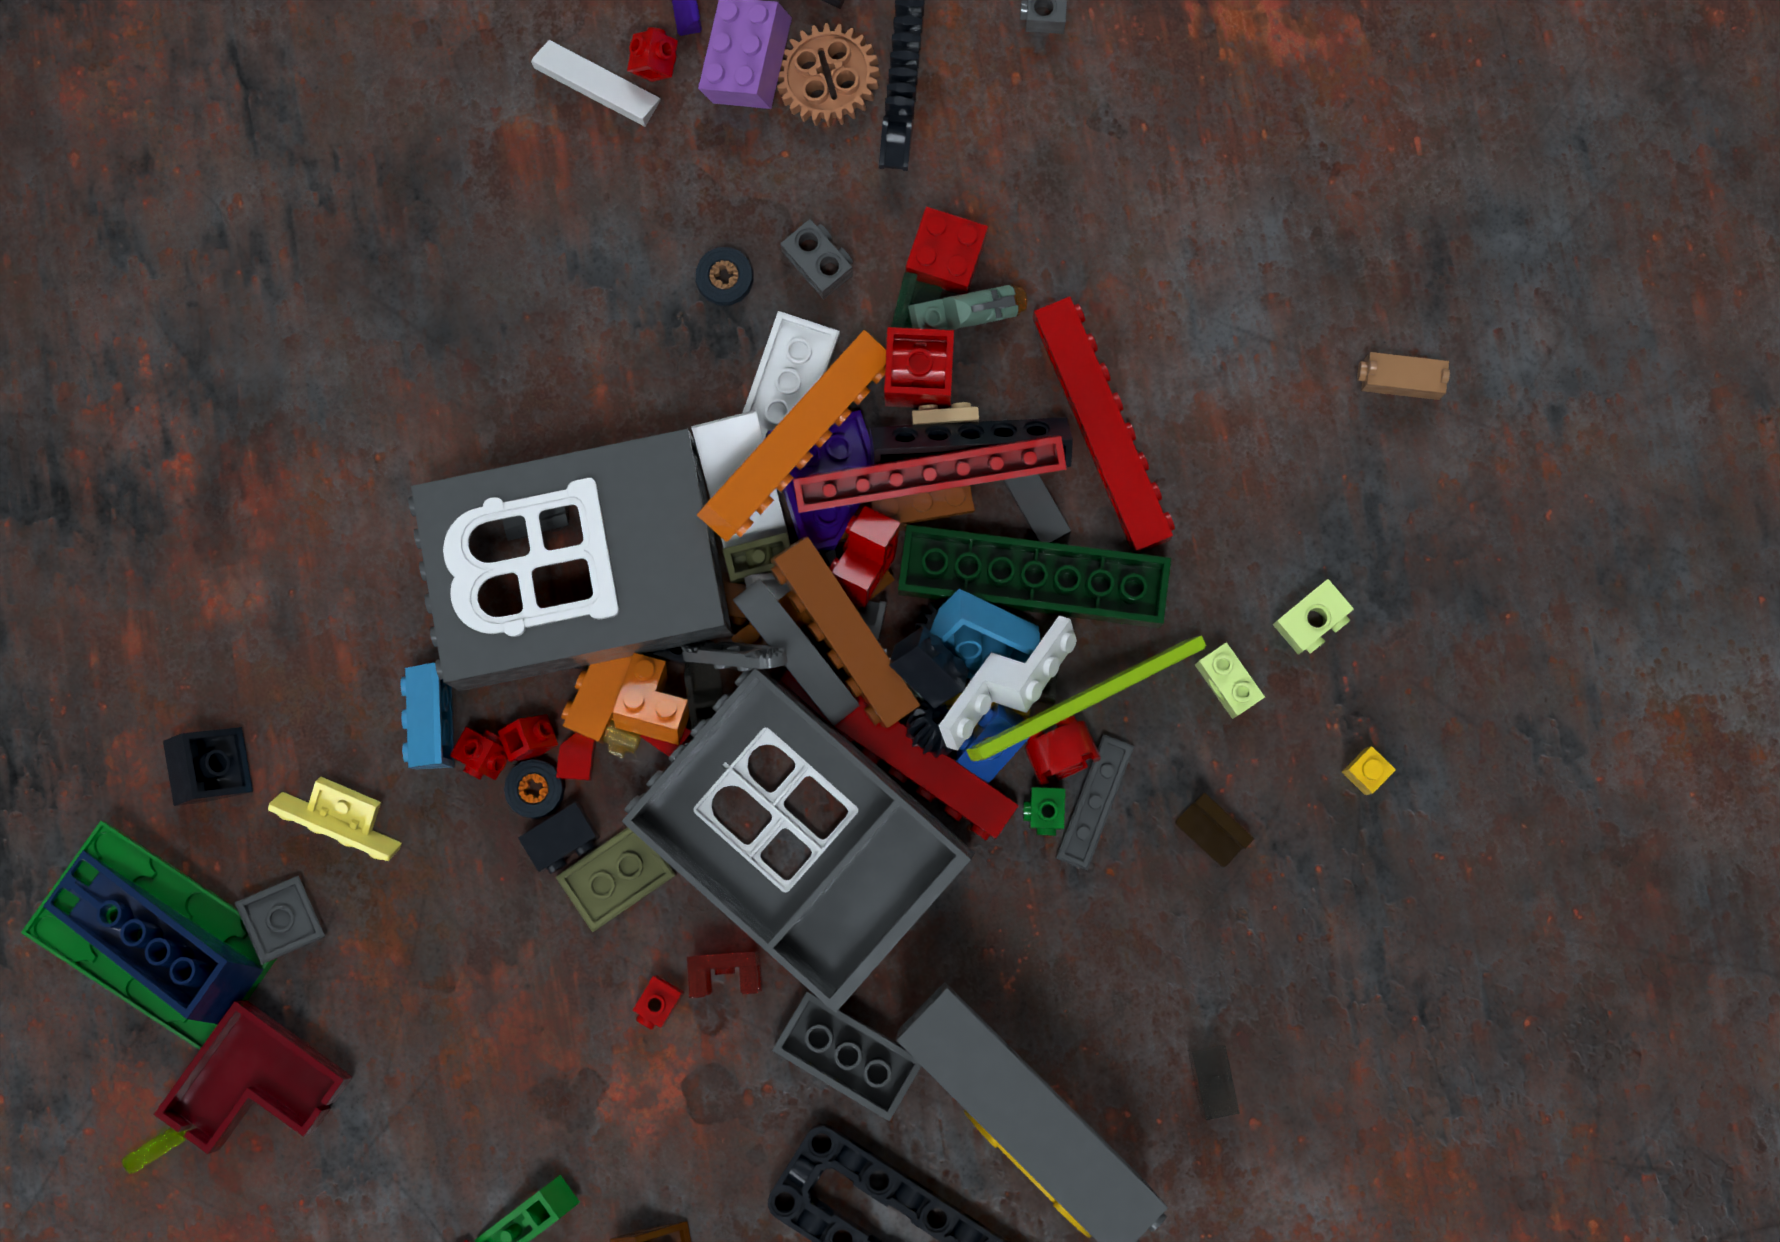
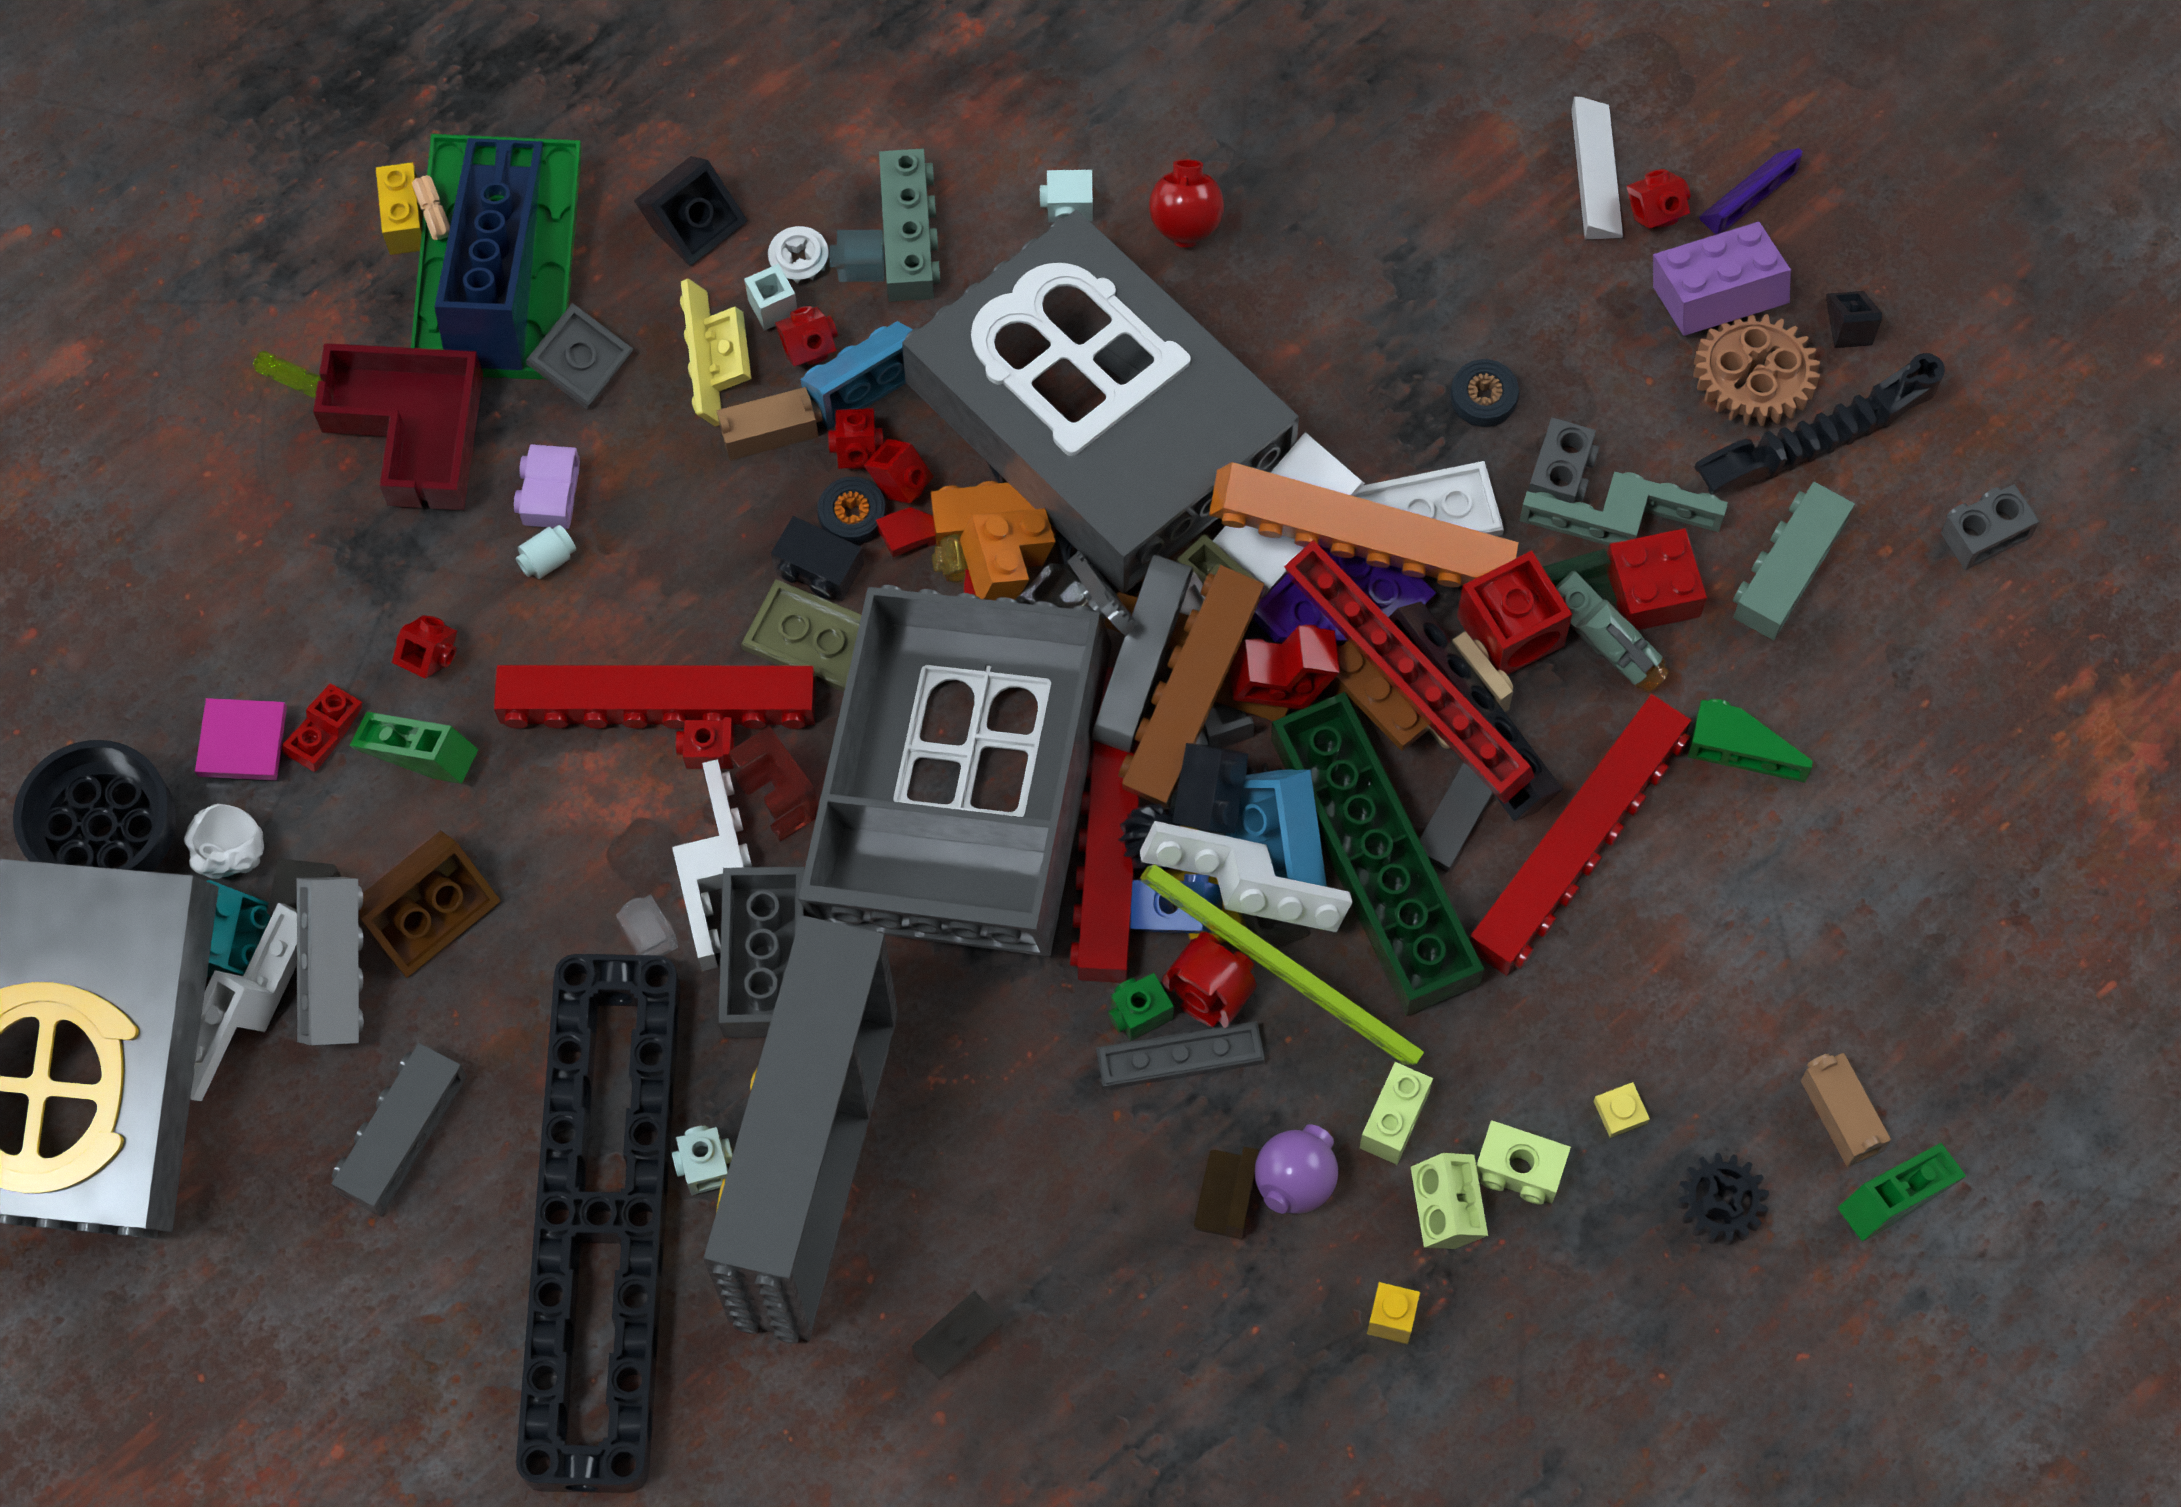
camera: 55 degrees right, 15 degrees down
(64, 987) = (399, 208): none -> yellow brick
(92, 968) = (430, 204): none -> light nougat piece
(281, 702) = (794, 240): none -> white gear
(323, 749) = (770, 296): none -> light aqua brick
(324, 611) = (906, 225): none -> sand green brick
(327, 662) = (858, 255): none -> clear light blue brick
(372, 740) = (807, 335): none -> red brick
(375, 1004) = (548, 486): none -> lavender brick
(376, 478) = (1067, 192): none -> light aqua brick
(426, 810) = (769, 423): none -> medium nougat brick
(428, 1036) = (545, 552): none -> light aqua brick
(442, 396) = (1186, 204): none -> red brick
(453, 1171) = (425, 646): none -> red brick
(595, 1020) = (654, 695): none -> red brick
(755, 1052) = (702, 864): none -> white bracket
(776, 1128) = (646, 927): none -> clear brick
(878, 238) = (1623, 510): none -> sand green bracket
(987, 1195) = (702, 1158): none -> light aqua brick
(989, 146) = (1793, 559): none -> sand green brick
(1098, 272) = (1740, 741): none -> green slope
(1234, 775) = (1297, 1170): none -> medium lavender brick
(1313, 524) = (1621, 1110): none -> light yellow plate
(1315, 684) = (1449, 1201): none -> yellowish green brick
(1419, 484) = (1729, 1214): none -> black gear
(1482, 377) = (1900, 1191): none -> green slope

